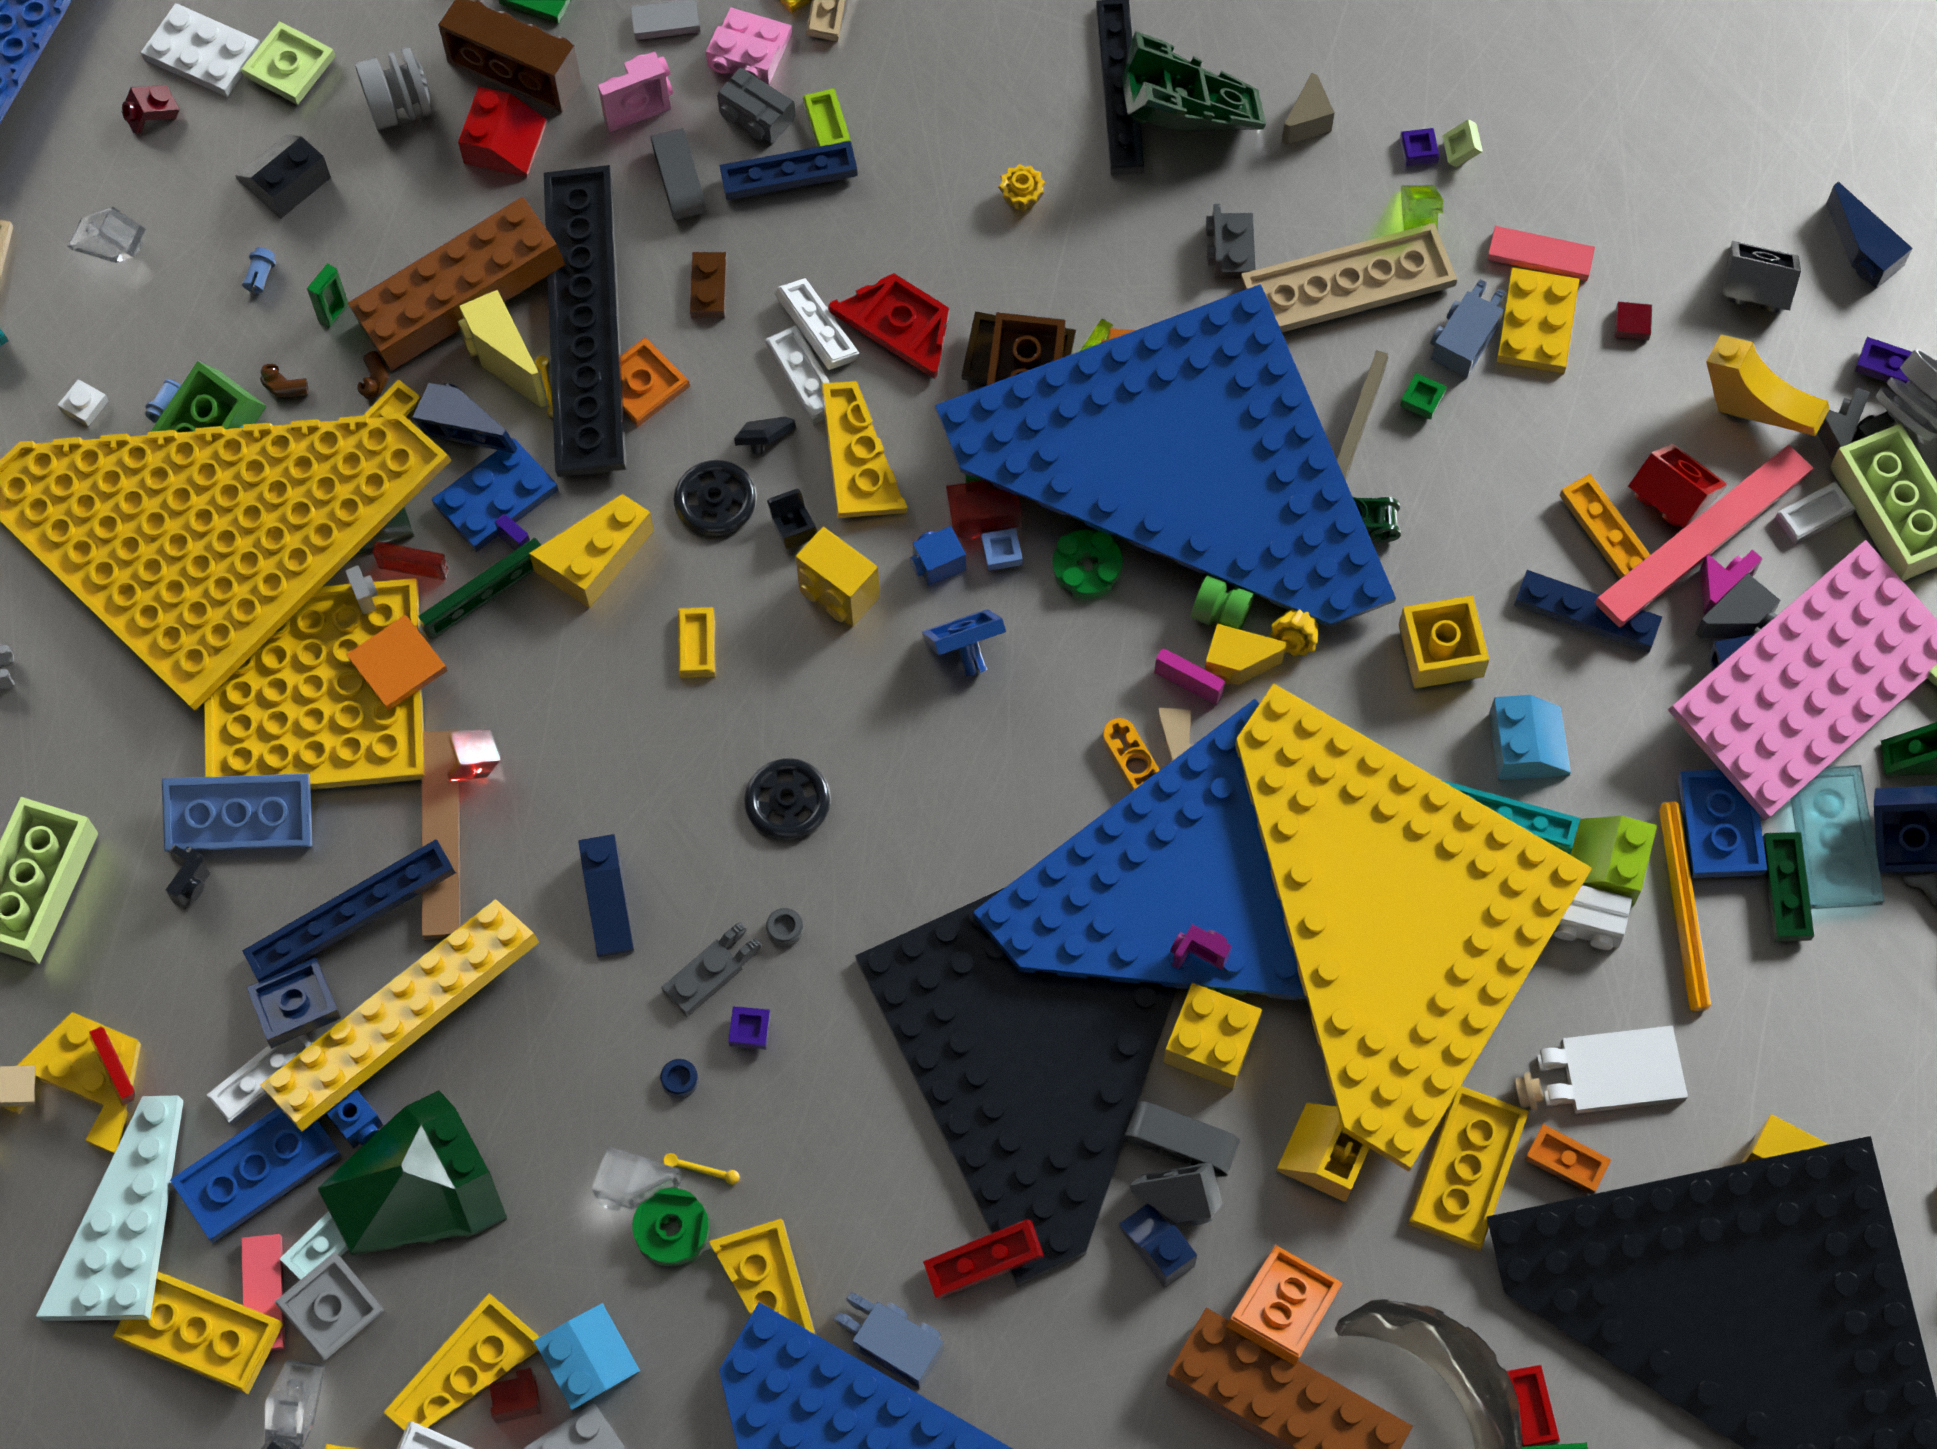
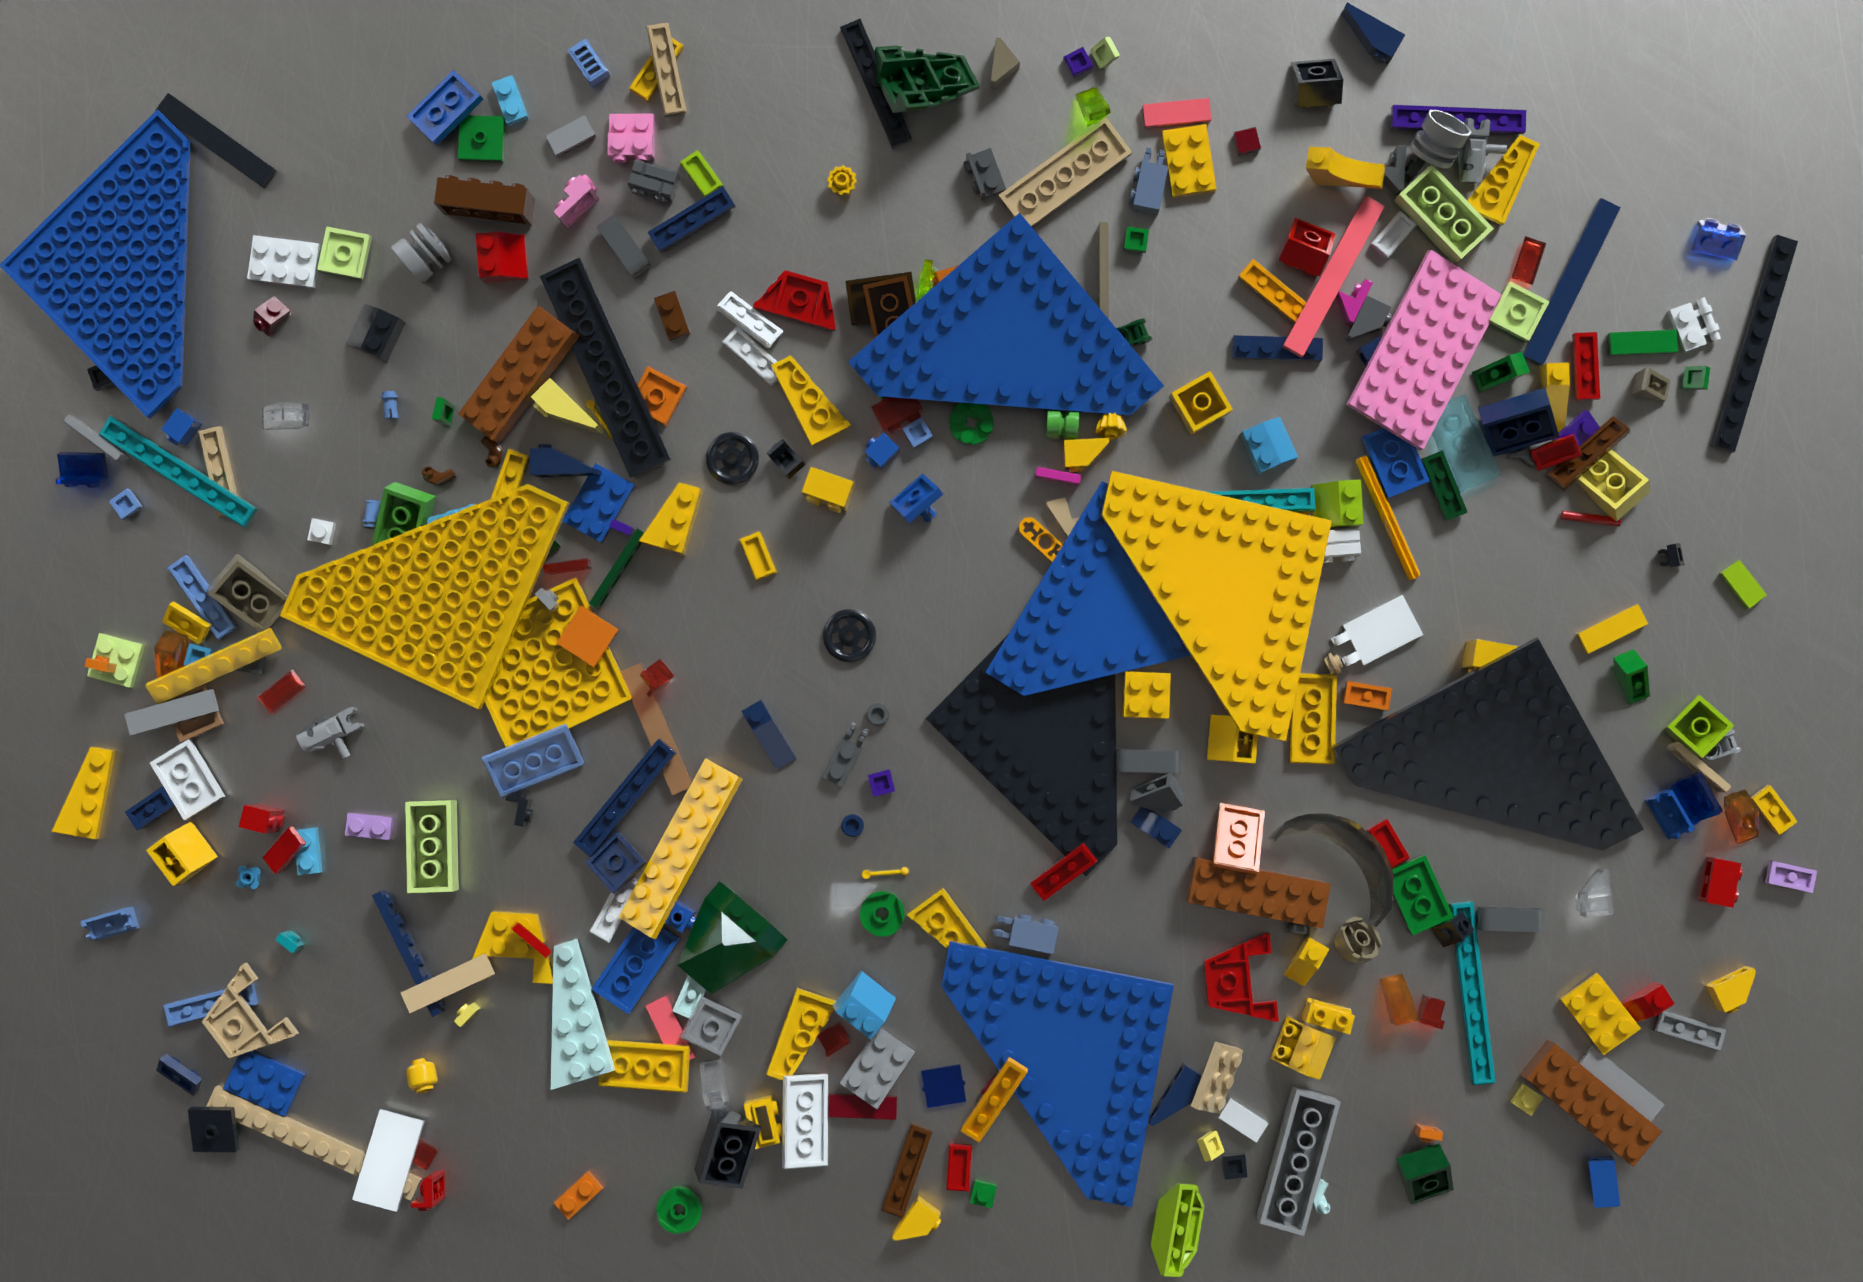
camera: 15 degrees left, 20 degrees up
(763, 432) = (745, 407): black piece -> none
(1206, 945) = (1129, 648): magenta bracket -> none

